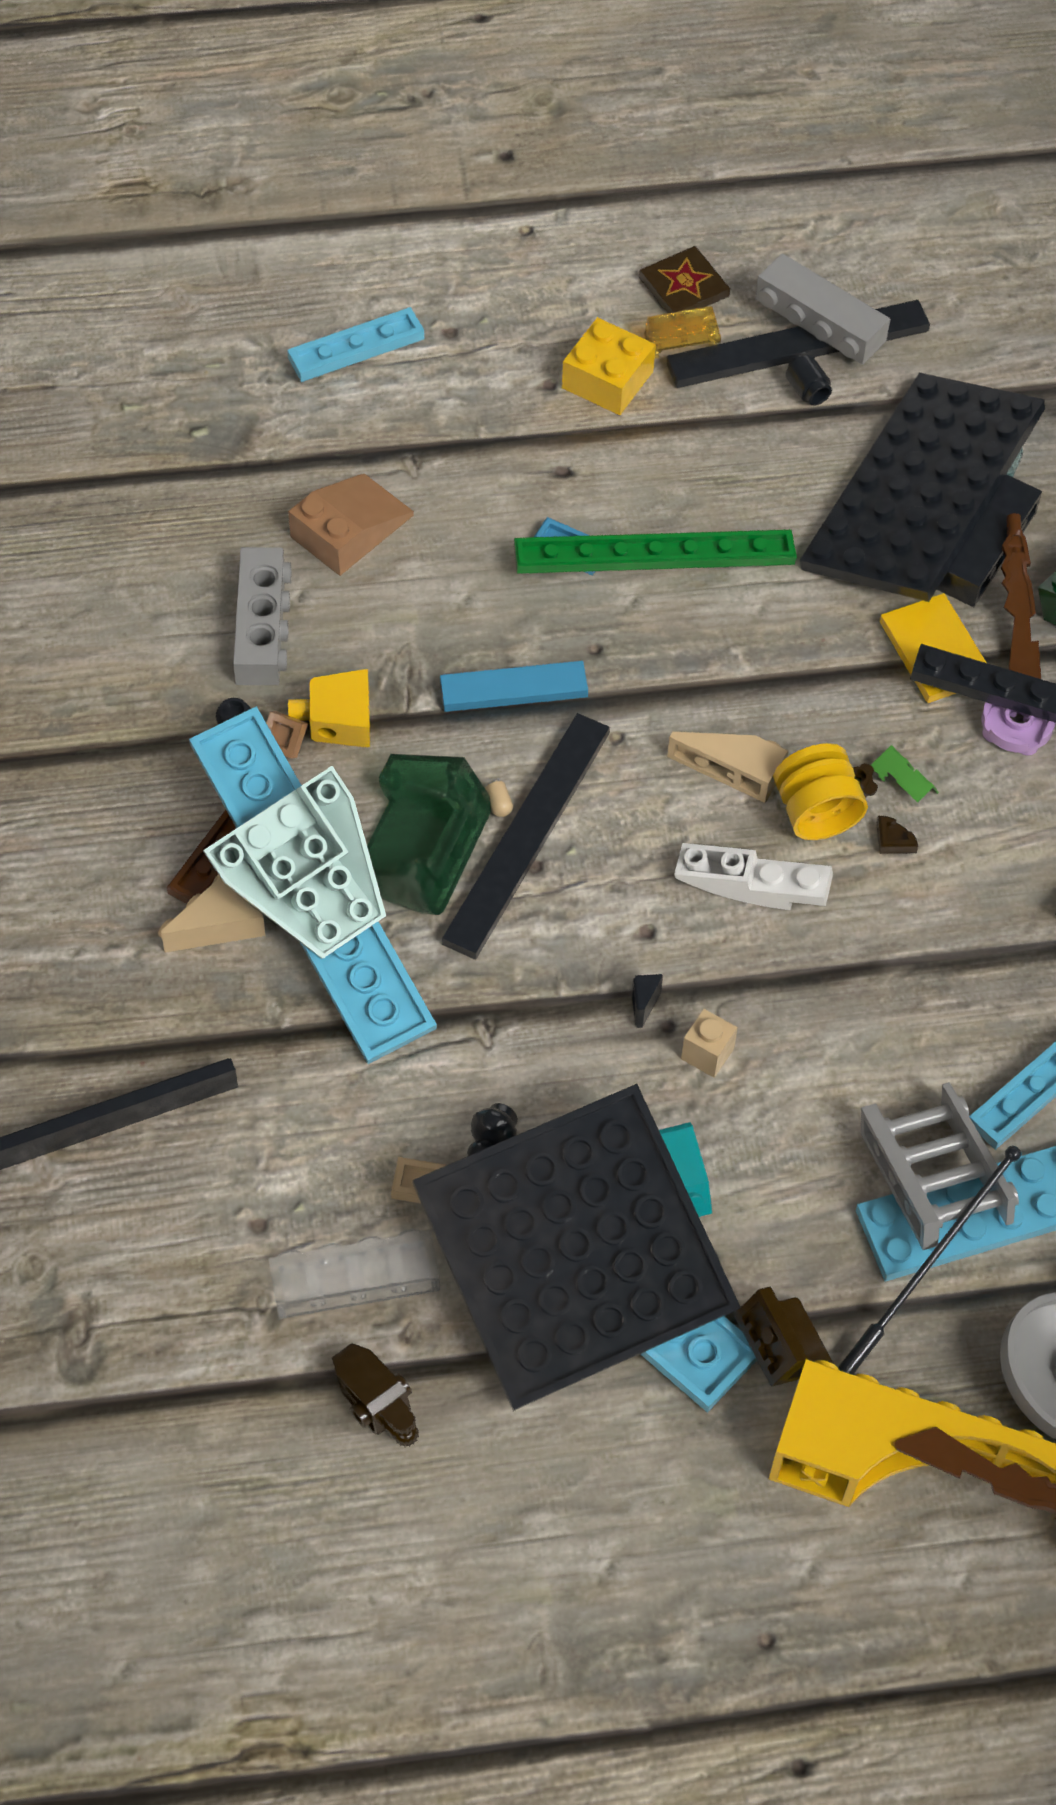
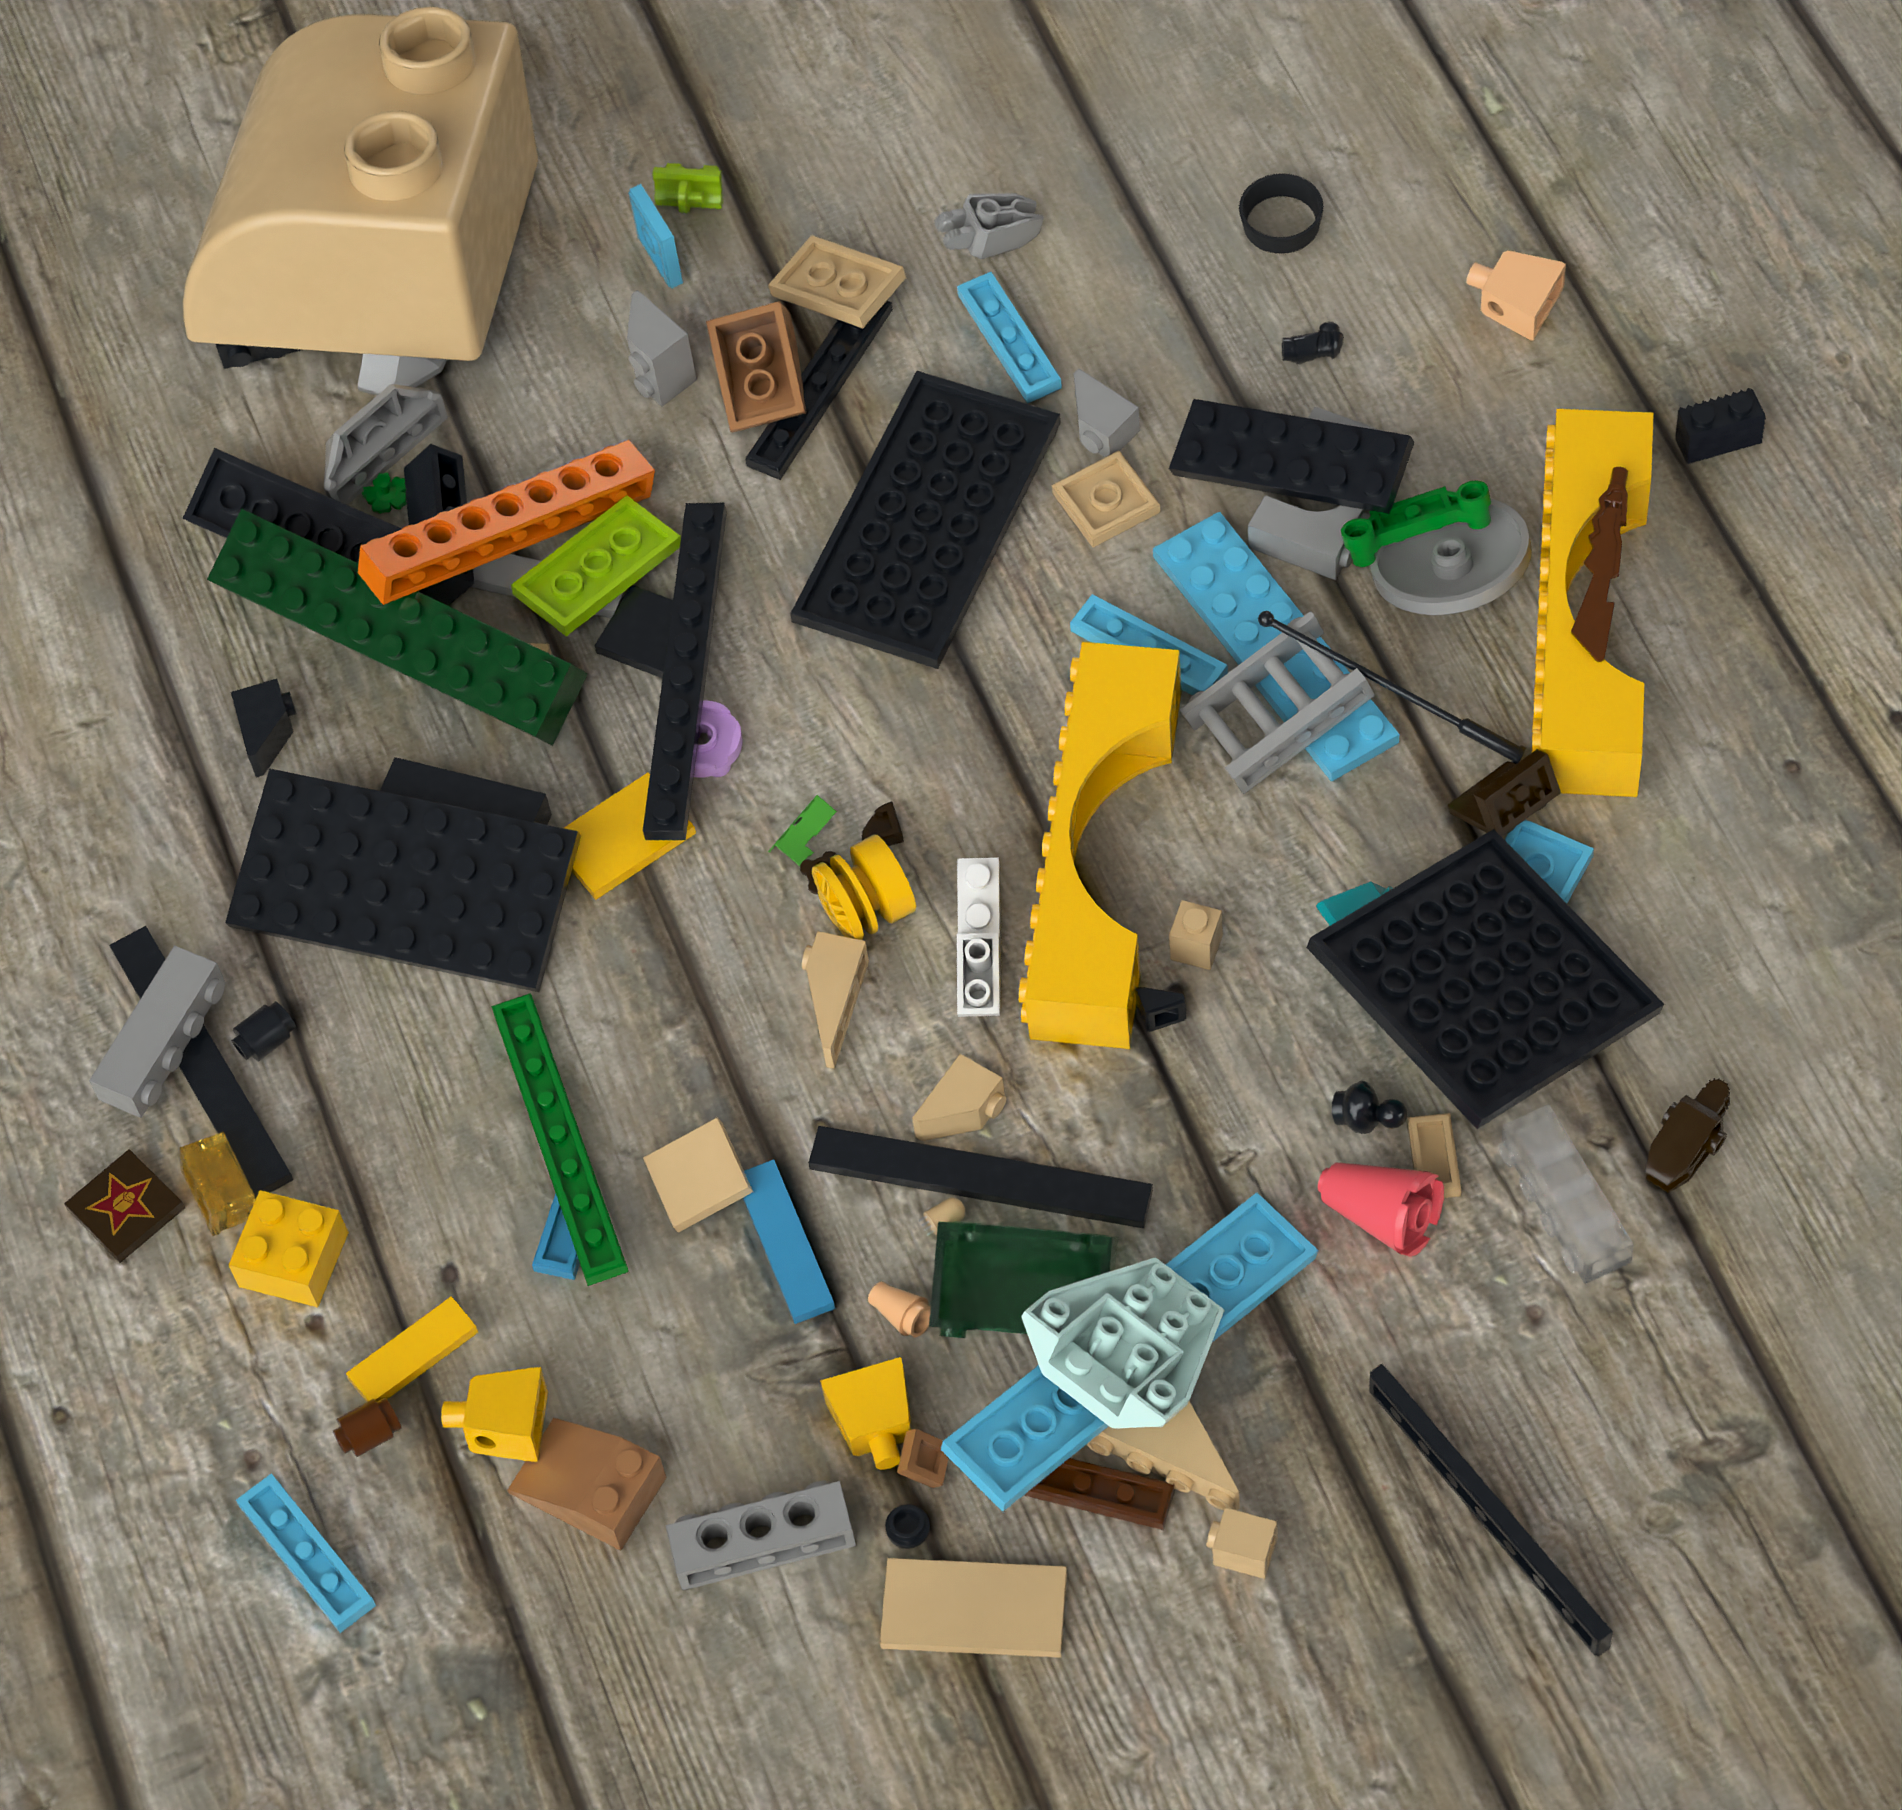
camera: 95 degrees left, 0 degrees up
(124, 937) = (1243, 1542): none -> tan brick
(149, 747) = (973, 1607): none -> tan tile
(389, 1119) = (1385, 1202): none -> coral cone
(419, 472) = (502, 1414): none -> yellow torso
(426, 743) = (901, 1308): none -> light nougat cone
(443, 393) = (366, 1427): none -> reddish brown brick
(499, 434) = (412, 1351): none -> yellow tile
(590, 635) = (698, 1175): none -> tan tile
(601, 830) = (960, 1101): none -> tan slope
(706, 935) = (1080, 958): none -> yellow arch
(1020, 599) = (554, 757): reddish brown sword -> none

